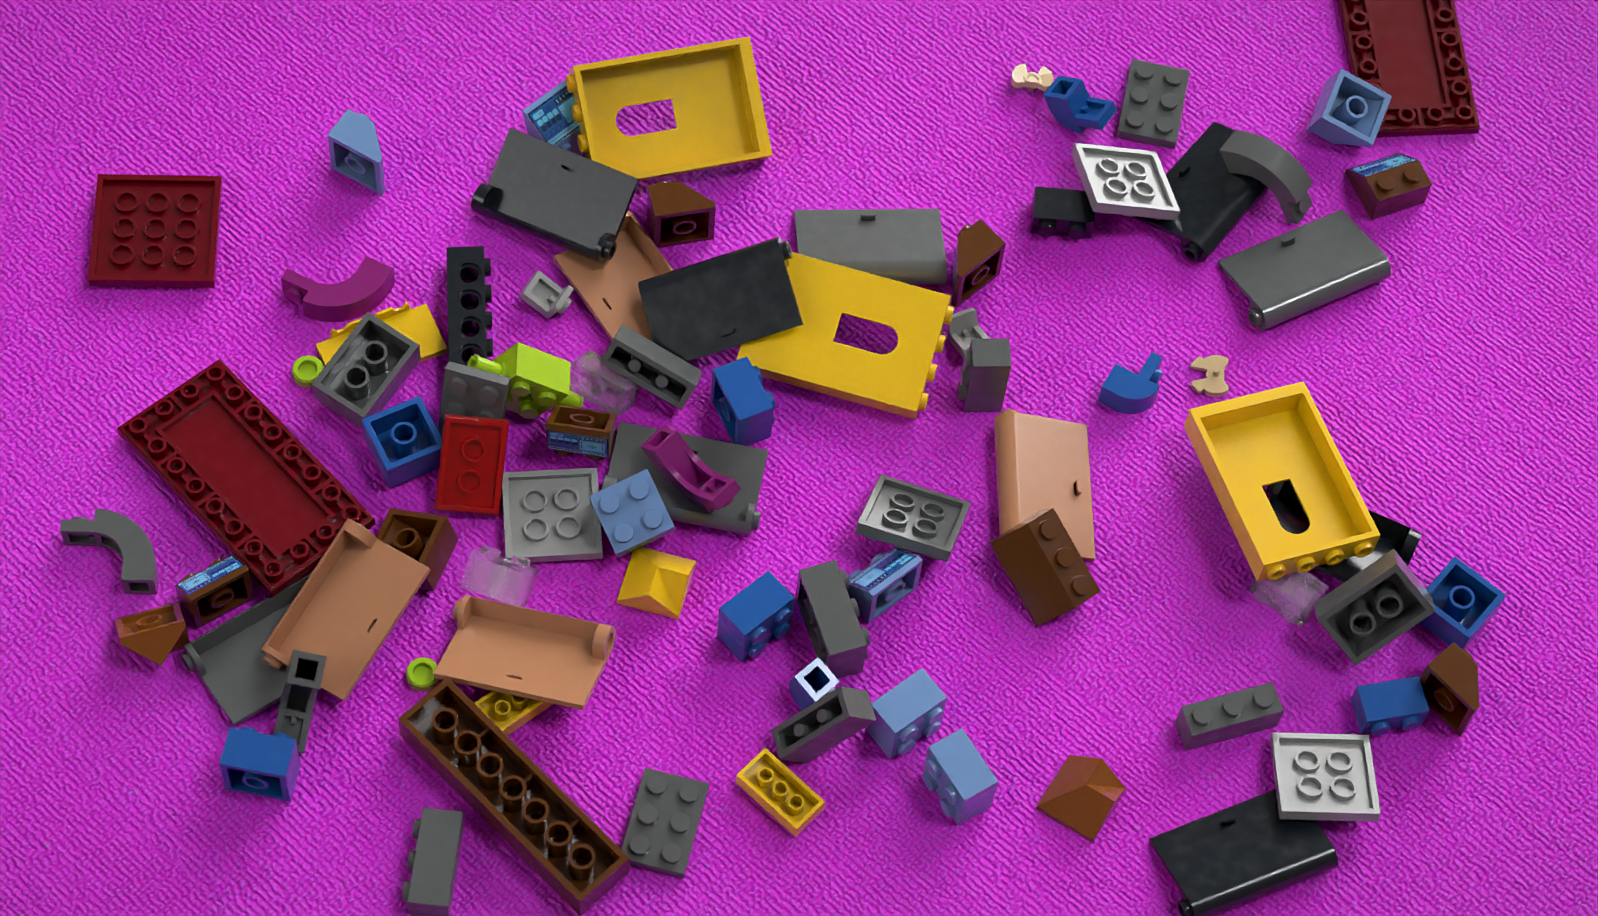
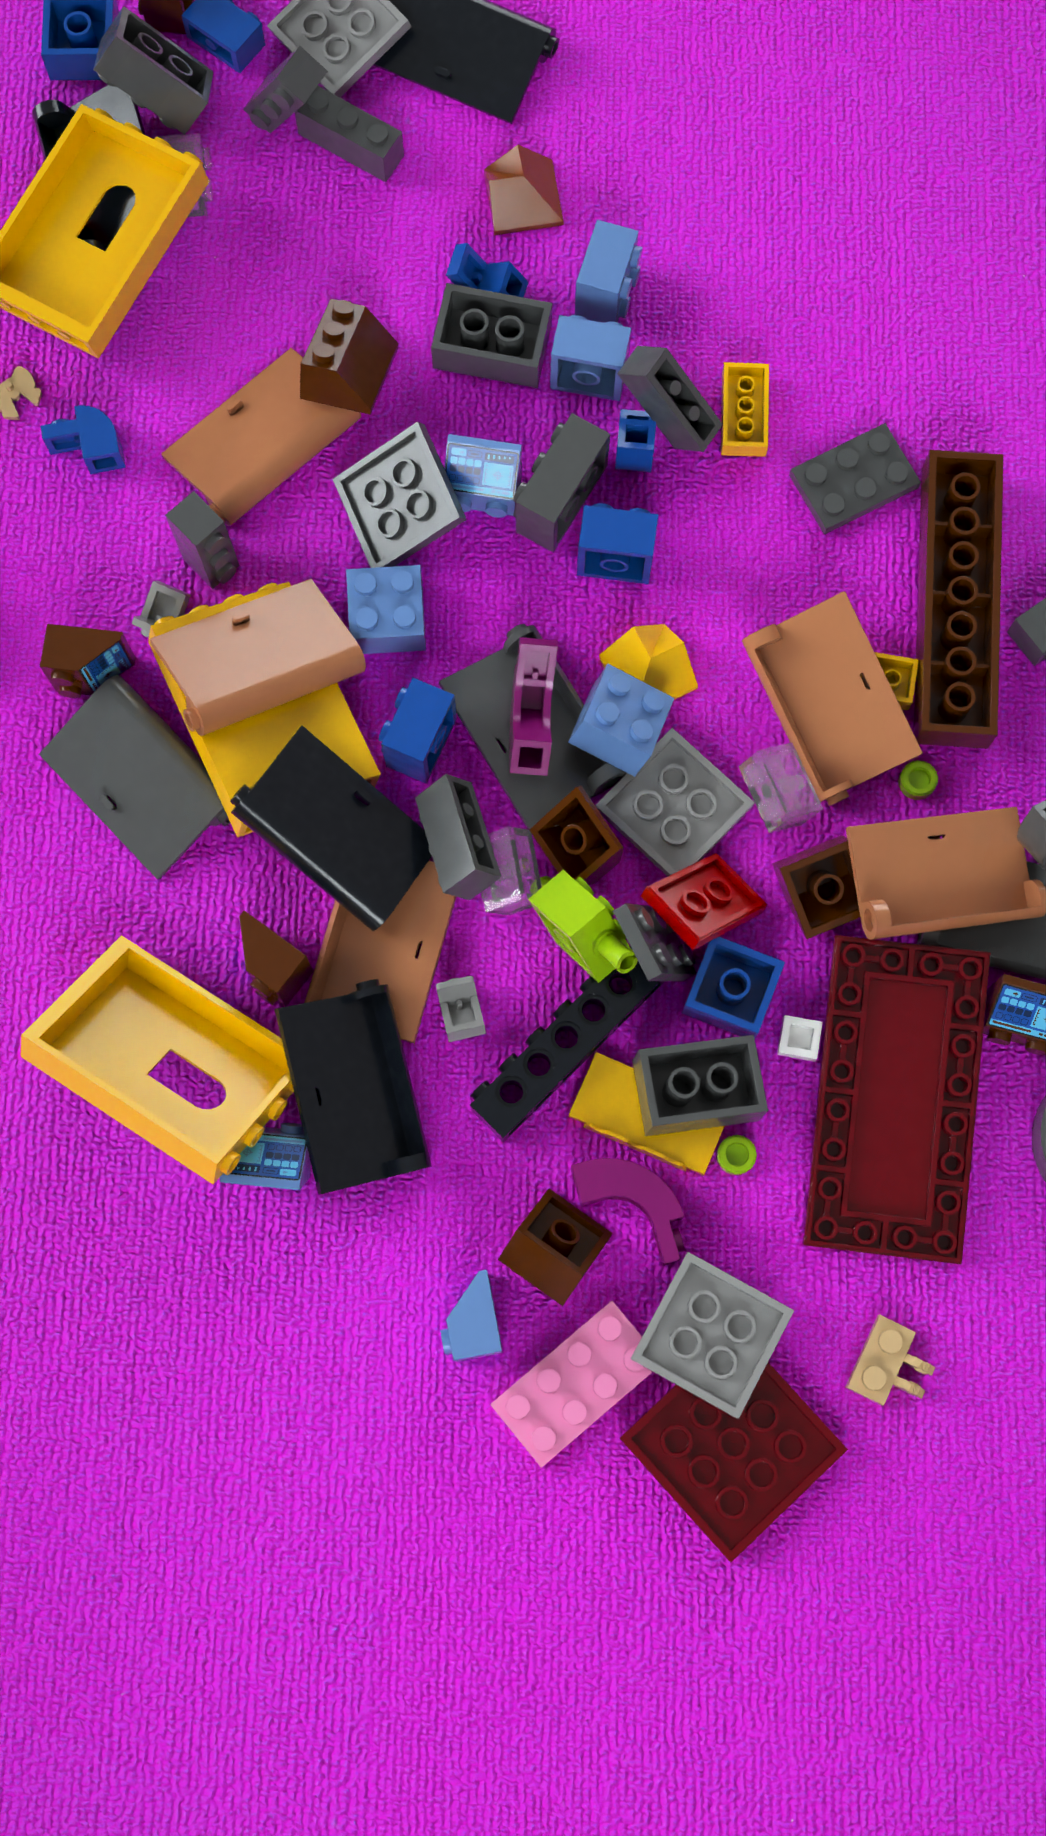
camera: 125 degrees left, 15 degrees up
(113, 343) = (881, 1361): none -> tan hinge
(223, 259) = (712, 1335): none -> light grey plate
(274, 186) = (573, 1385): none -> bright pink plate
(338, 458) = (799, 1038): none -> white plate
(357, 231) = (555, 1246): none -> reddish brown slope
(845, 457) = (386, 608): none -> medium blue brick
(866, 341) = (258, 656): none -> nougat door
(984, 671) = (491, 335): none -> dark grey brick
(1030, 705) = (472, 271): none -> blue brick
(1287, 678) = (285, 90): none -> dark grey brick

